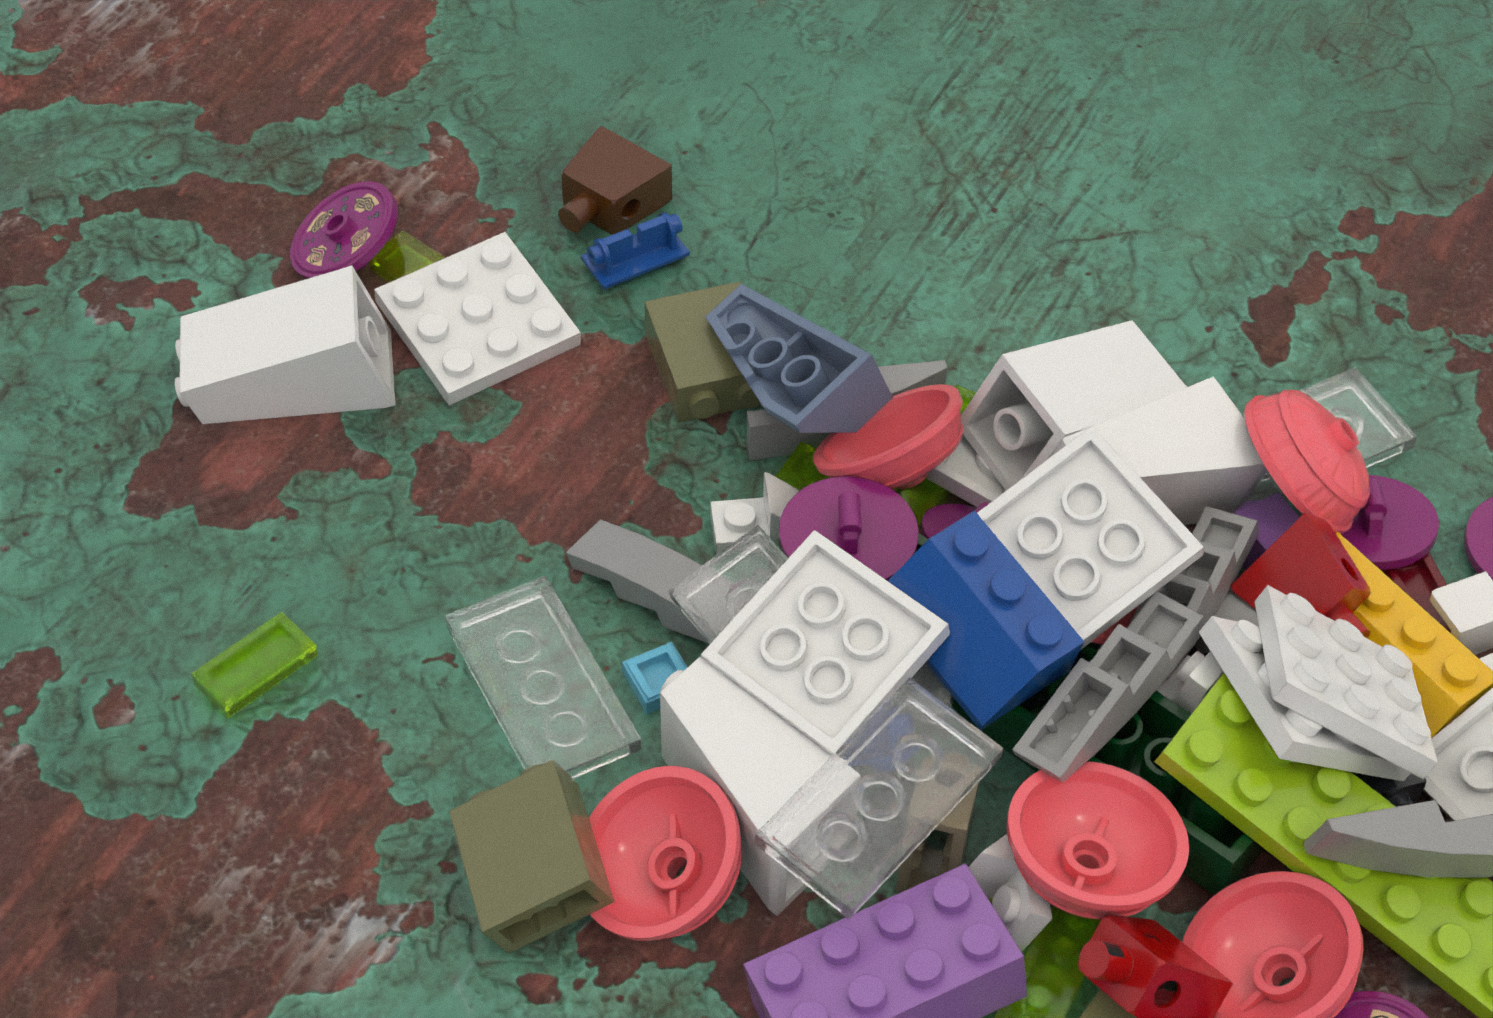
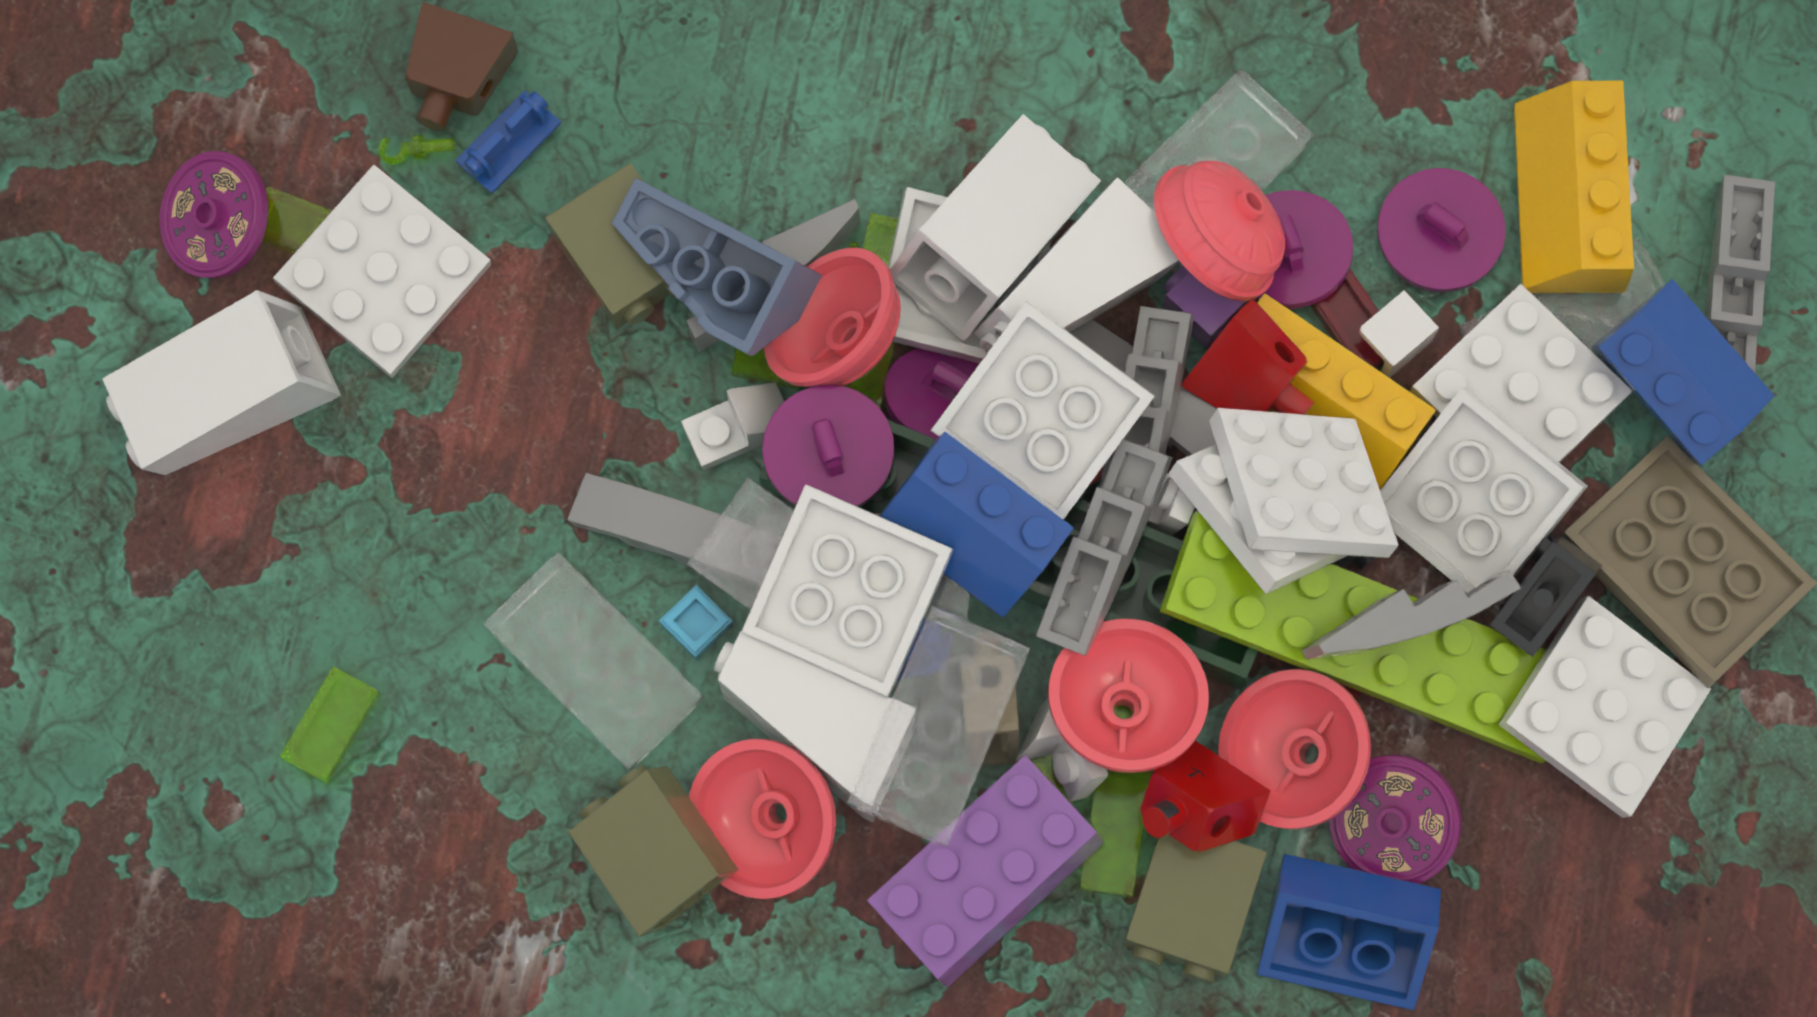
camera: 15 degrees left, 25 degrees up
(550, 239) = (417, 146): none -> clear neon green hand

